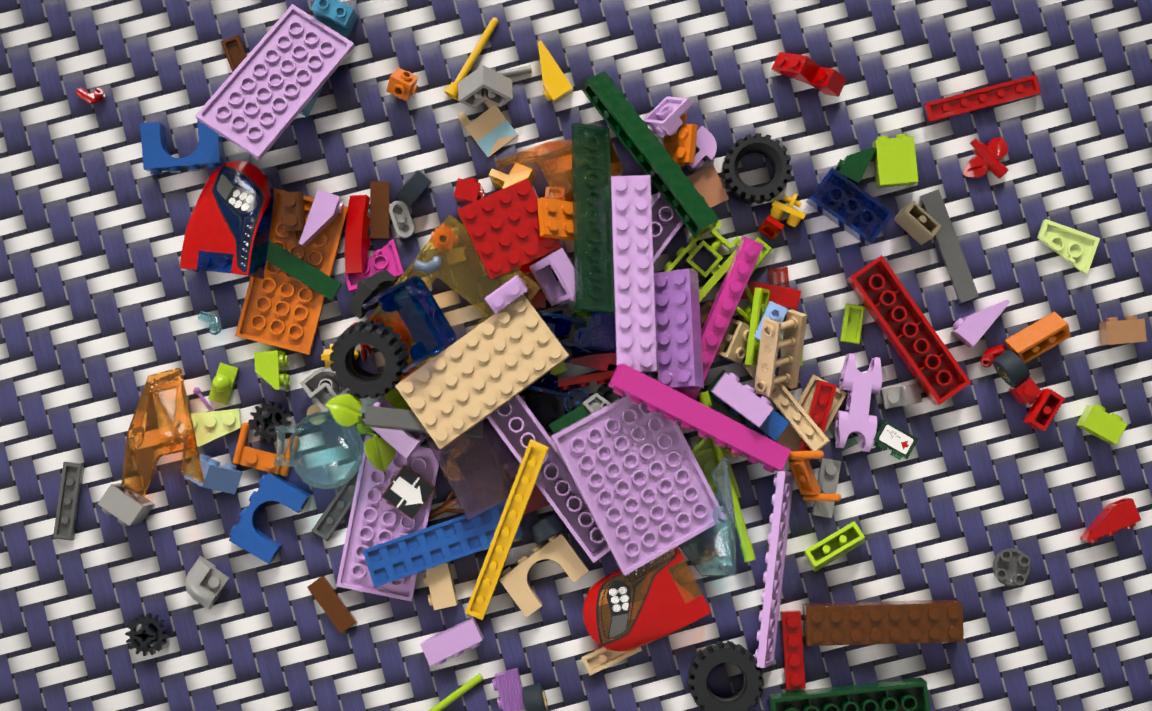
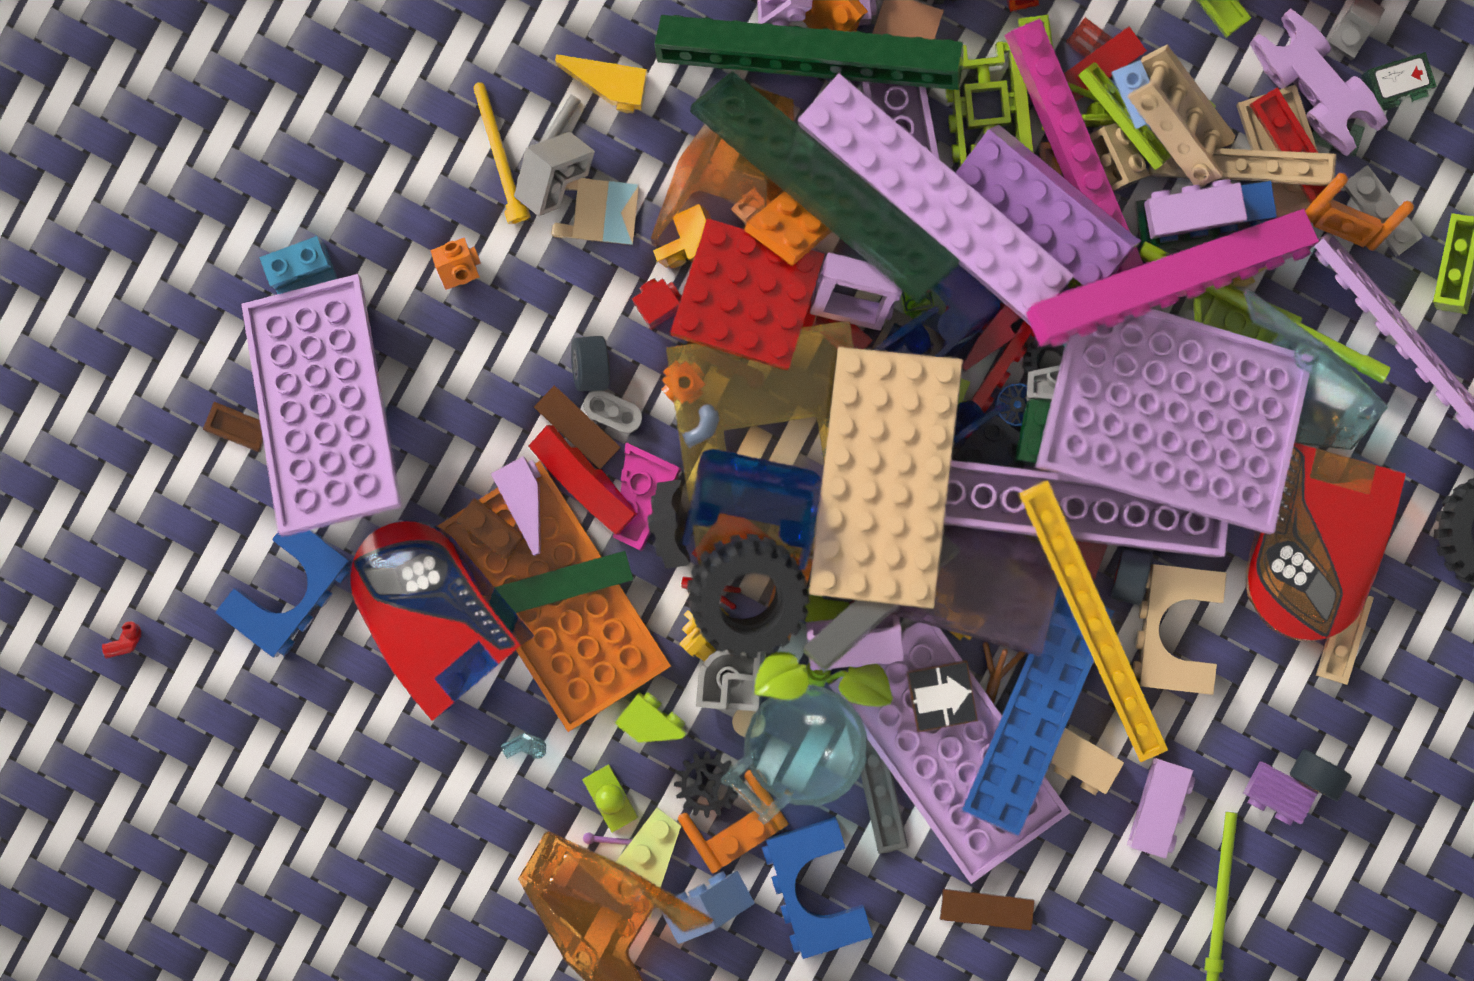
camera: 55 degrees left, 0 degrees up
(506, 294) = (822, 366): lavender brick -> none

